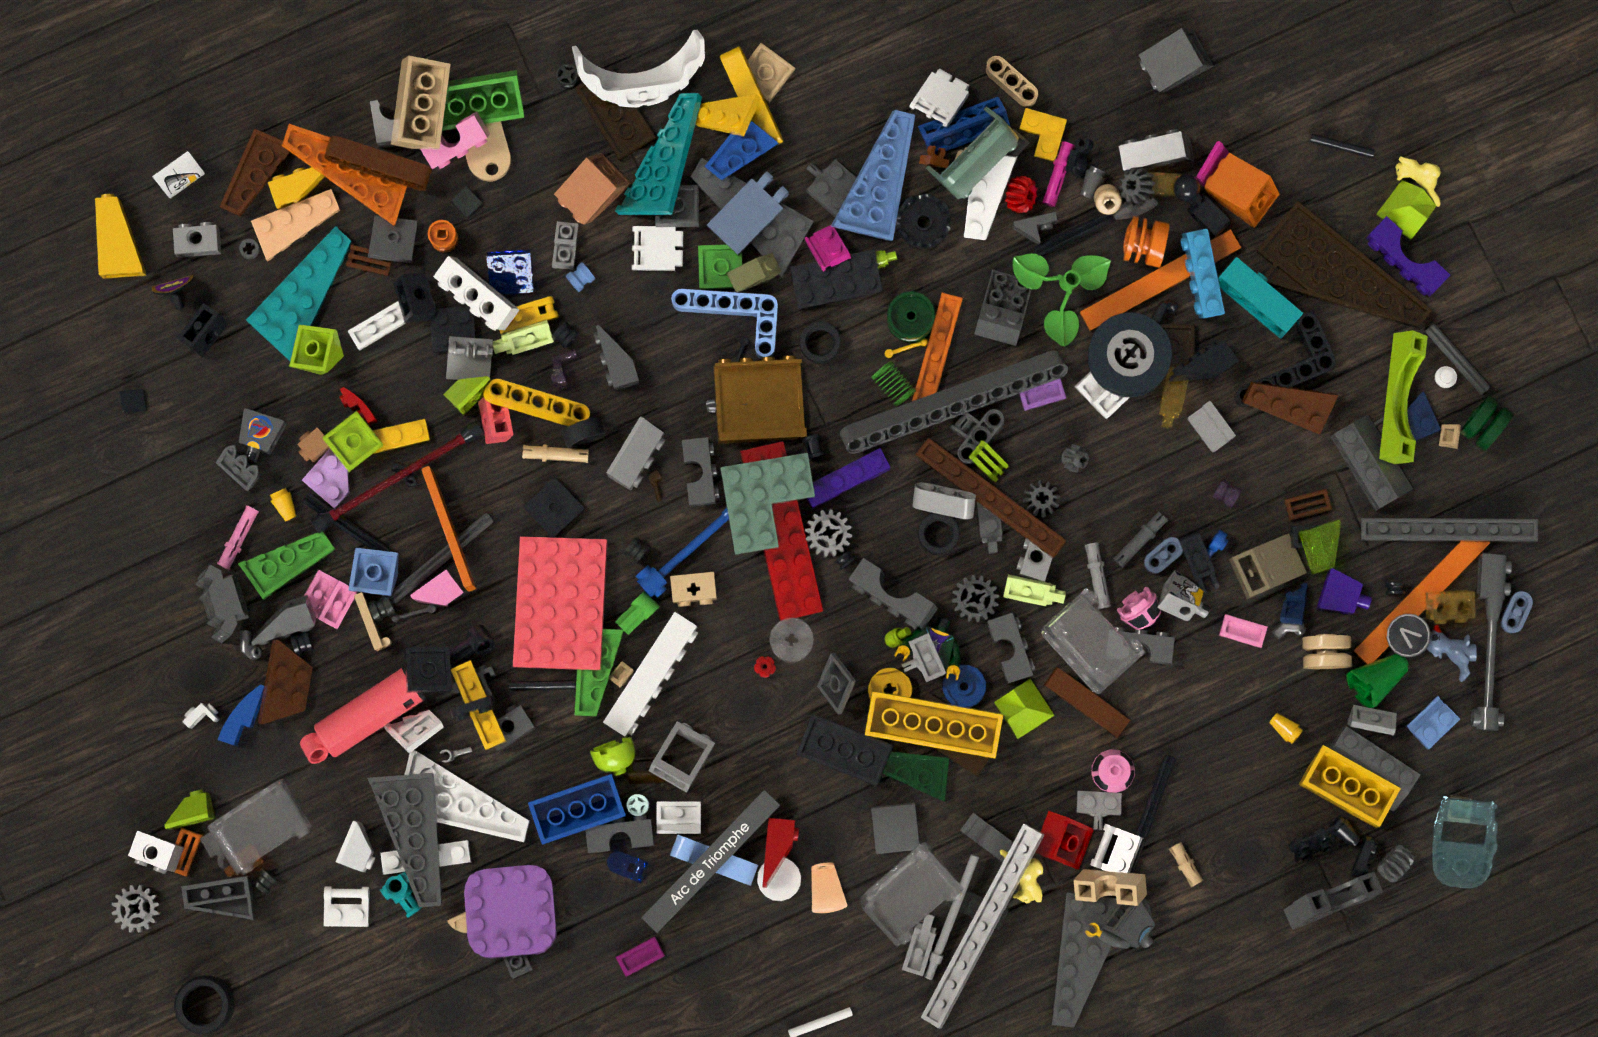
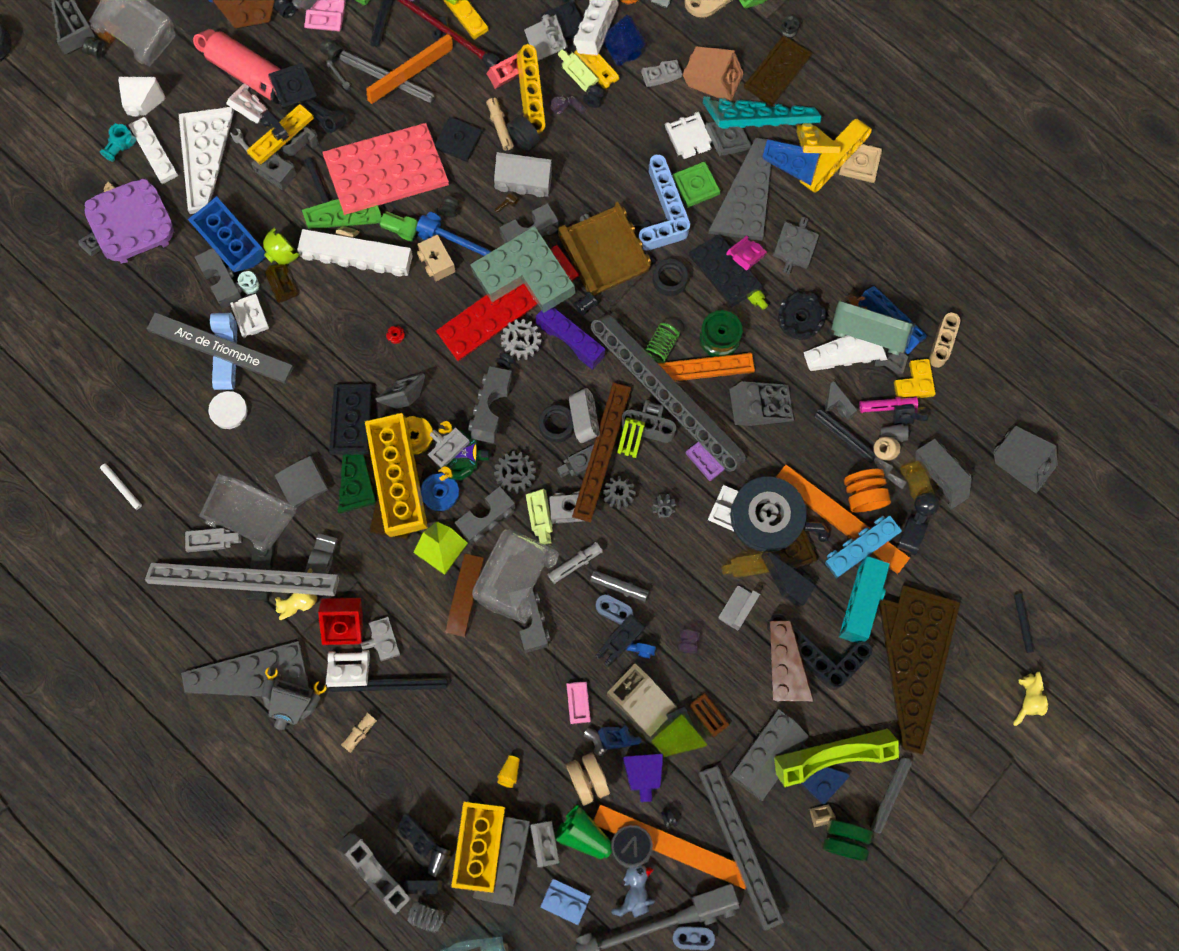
camera: 65 degrees right, 10 degrees down
(346, 914) = (89, 112): white plate -> none
(374, 572) = (357, 34): medium blue slope -> none
(377, 642) = (312, 49): tan hinge -> none
(411, 819) = (169, 127): dark grey wing -> none
(438, 591) = (359, 75): bright pink slope -> none
(467, 392) = (513, 41): lime slope -> none
(580, 277) = (642, 90): medium blue wheel -> none
(619, 363) = (586, 142): dark grey slope -> none
(619, 862) = (197, 286): clear blue plate -> none
(640, 956) = (128, 330): magenta tile -> none
(646, 86) = (802, 73): white windscreen -> none
(673, 774) = (292, 311): light grey window -> none
(747, 214) = (746, 185): sand blue tile -> none
(754, 272) = (701, 206): olive slope -> none
(778, 845) = (253, 395): red slope -> none
(801, 632) = (425, 353): clear brick -> none
(826, 889) = (232, 449): light nougat piece -> none
(876, 193) = (811, 271): medium blue wing -> none
(889, 353) = (685, 333): yellow hinge -> none
(896, 637) = (459, 422): lime cylinder -> none
(936, 956) = (207, 555): light grey bar -> none
(941, 97) = (905, 291): white plate -> none
(1021, 194) = (858, 379): red gear -> none
(1087, 271) = (801, 413): bright green plant -> none
(1094, 884) = (315, 684): tan arch -> none
(1113, 771) = (415, 639): bright pink cone -> none
(1137, 185) = (909, 464): dark grey gear -> none
(1140, 609) = (560, 607): bright pink cone -> none
(1182, 598) = (583, 637): light grey torso -> none
(1212, 162) = (955, 522): dark pink slope -> none
(1242, 189) = (947, 554): orange slope -> none
(1387, 240) = (949, 738): dark purple arch -> none
(1407, 208) = (998, 699): lime slope -> none
(1445, 377) = (871, 790): white plate -> none
(1450, 603) = (678, 872): clear yellow brick -> none

